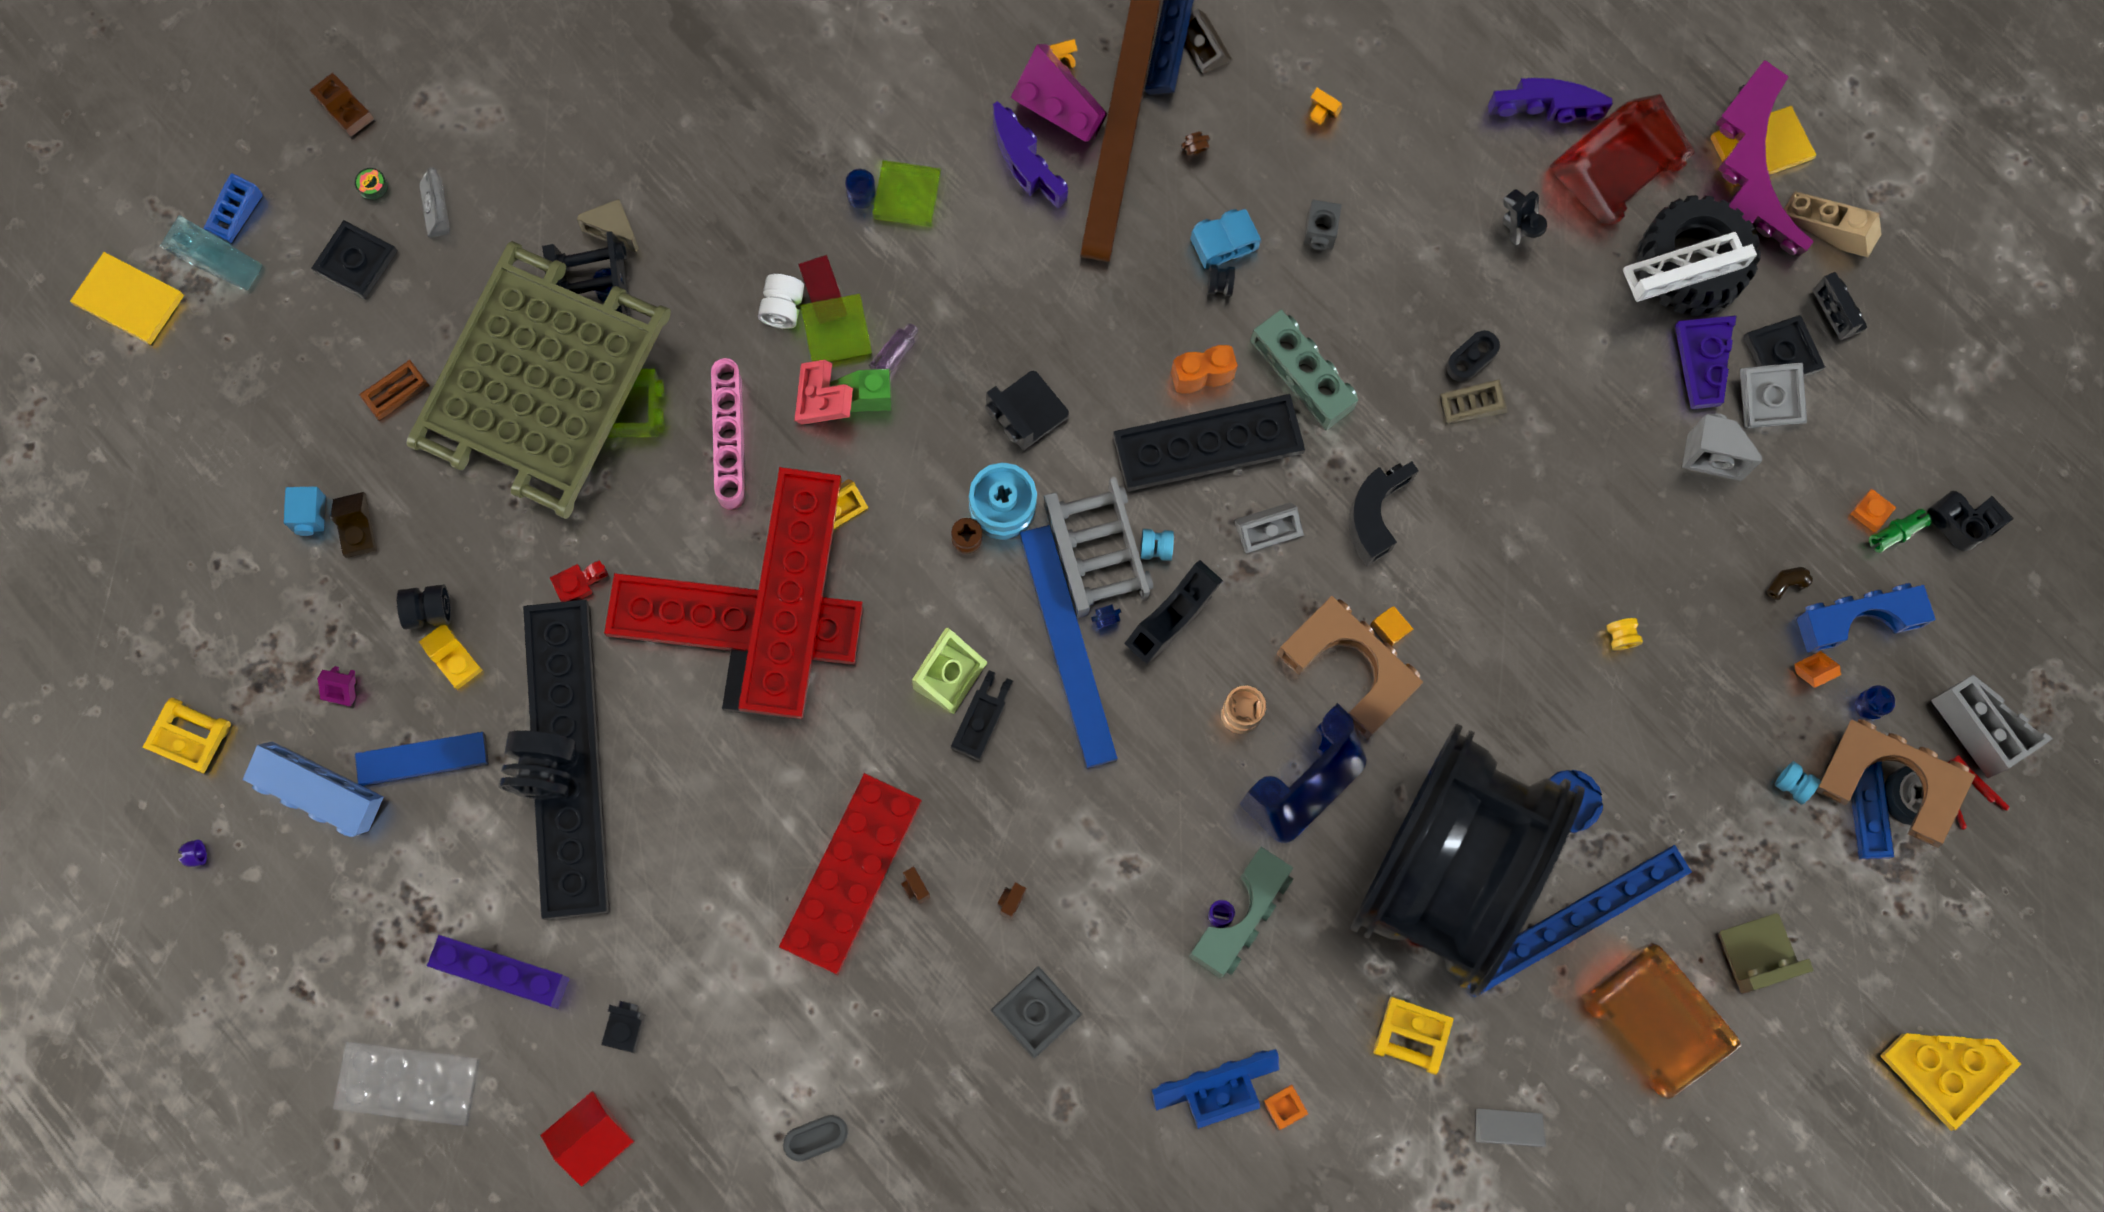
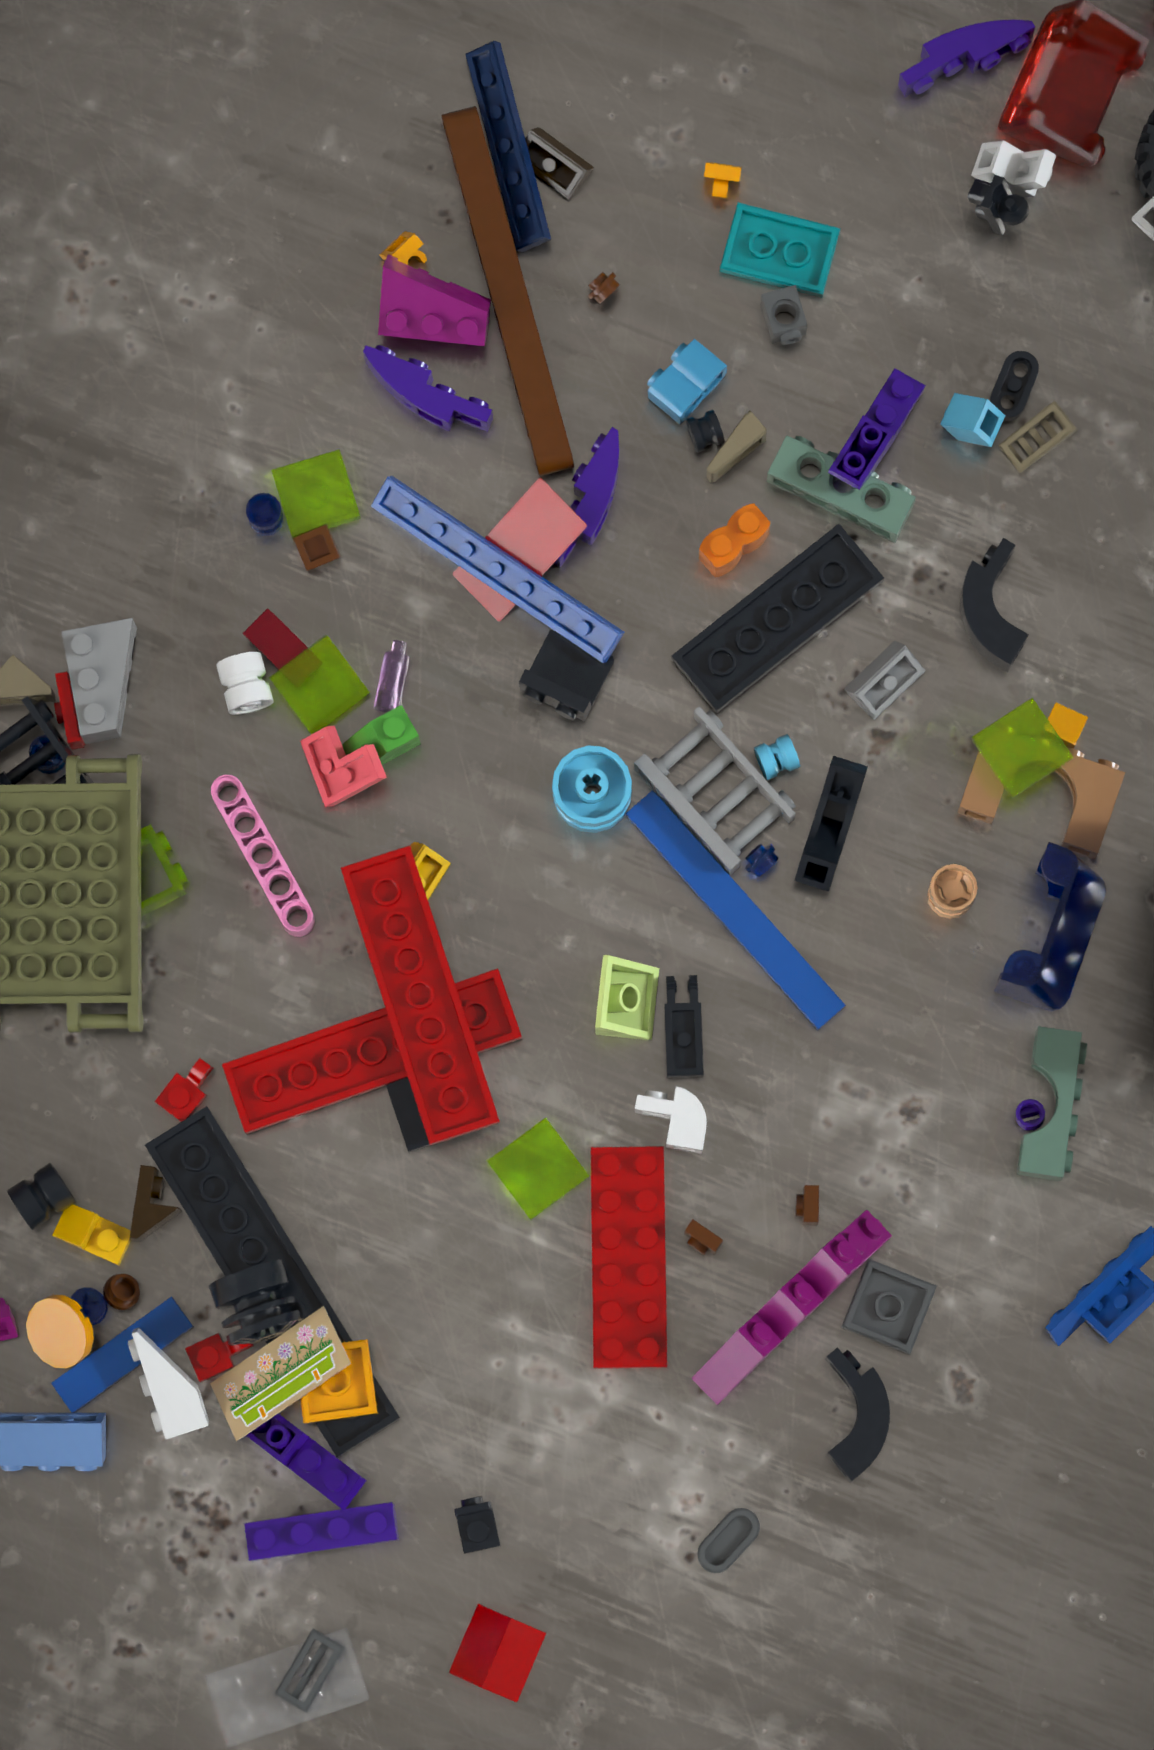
camera: 15 degrees left, 5 degrees up
(381, 716) = (59, 1331): none -> light orange tile
(421, 712) = (95, 1305): none -> clear blue wheel
(441, 806) = (173, 1391): none -> white slope
(446, 709) = (121, 1291): none -> reddish brown plate
(454, 1062) = (326, 1642): none -> dark grey tile
(488, 796) = (213, 1356): none -> red plate
(496, 659) = (147, 1215): none -> dark brown slope
(513, 900) = (308, 1460): none -> dark purple slope
(530, 831) = (280, 1373): none -> sticker
(571, 858) = (347, 1392): none -> light orange tile
(640, 261) = (66, 711): none -> red plate
(675, 246) = (99, 675): none -> light grey wedge
(815, 770) = (538, 1169): none -> clear neon green tile
(887, 229) = (316, 547): none -> reddish brown plate
(949, 785) = (686, 1117): none -> white brick
(956, 971) = (791, 1306): none -> magenta arch
(967, 542) = (573, 850): reddish brown wheel -> none
(967, 1108) = (872, 1421): none -> black arch
(1014, 308) = (497, 569): none -> tile
(1037, 299) = (533, 533): none -> sticker
(1117, 285) = (596, 488): none -> dark purple slope
(1243, 302) = (743, 441): none -> dark tan slope
(1342, 177) = (779, 249): none -> teal tile
(1350, 624) = (1022, 748): none -> clear neon green tile
(1352, 338) = (877, 429): none -> dark purple slope
(1429, 364) = (972, 419): none -> medium azure brick
(1553, 201) = (1022, 170): none -> white brick

